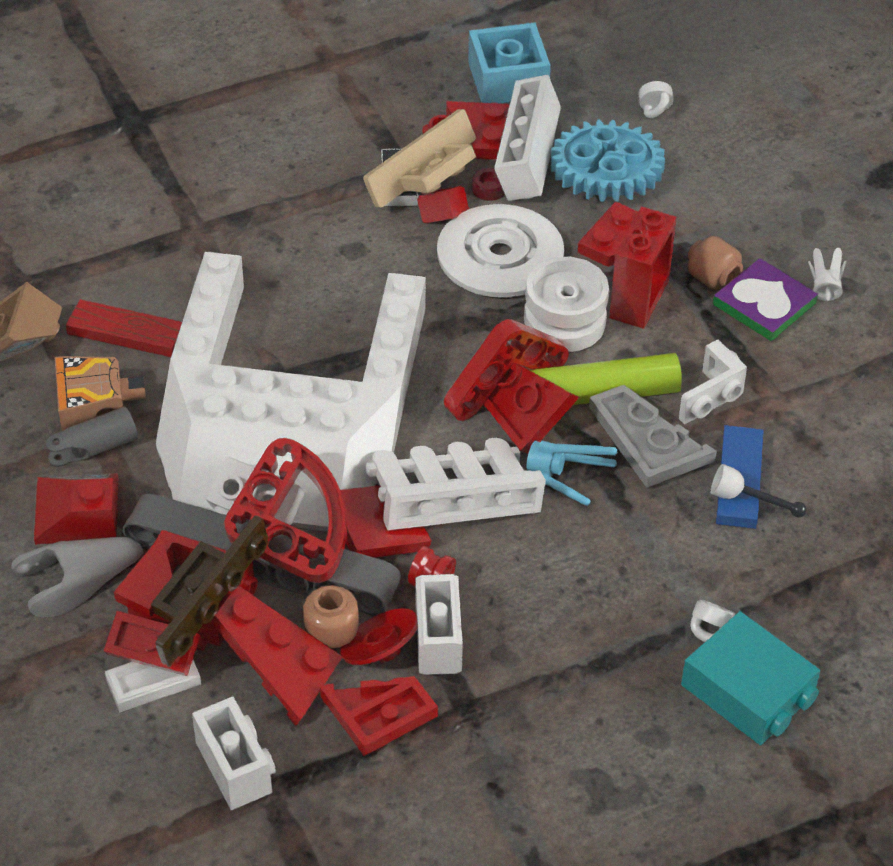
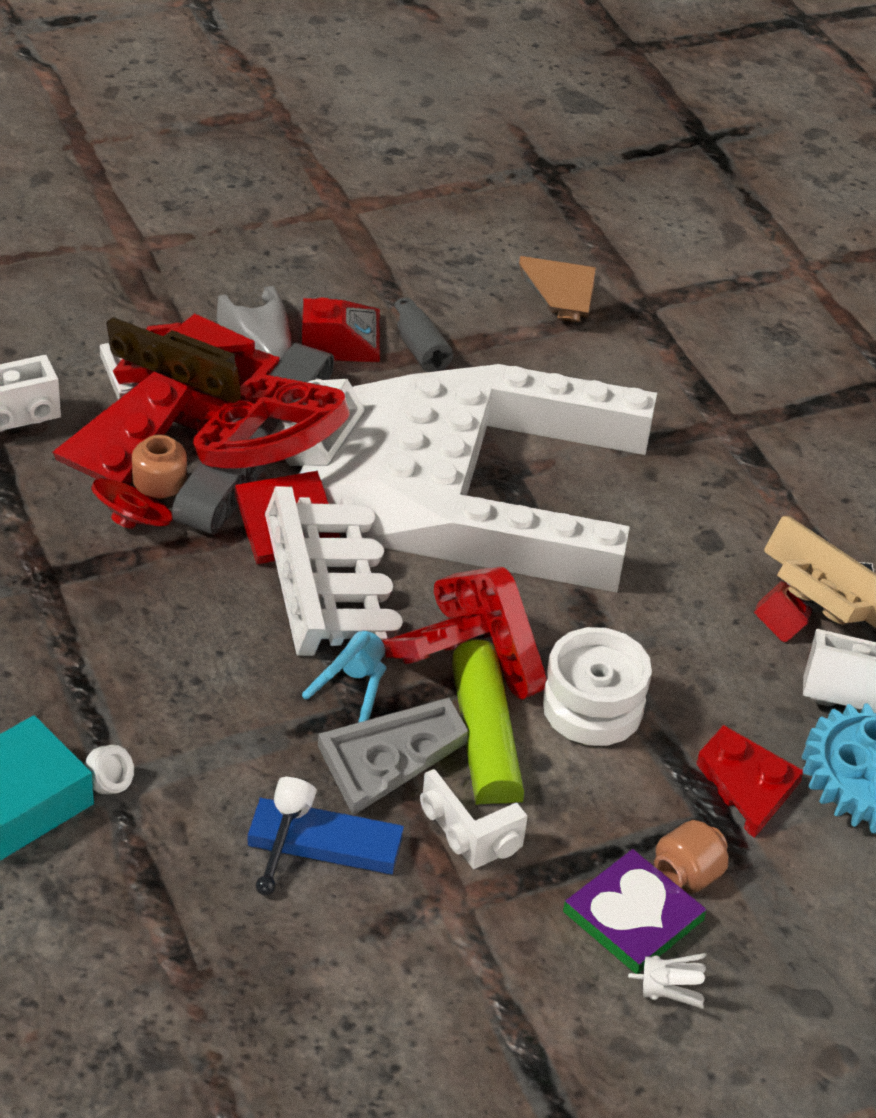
camera: 90 degrees right, 5 degrees down
(92, 388) = (475, 330): torso -> none
(124, 327) = (581, 352): red tile -> none
(380, 710) = (48, 502): red wing -> none
(430, 564) = (212, 549): red wheel -> none
(438, 624) = (131, 538): white brick -> none
(467, 256) = (720, 690): white piece -> none
(642, 267) = (635, 776): red window -> none

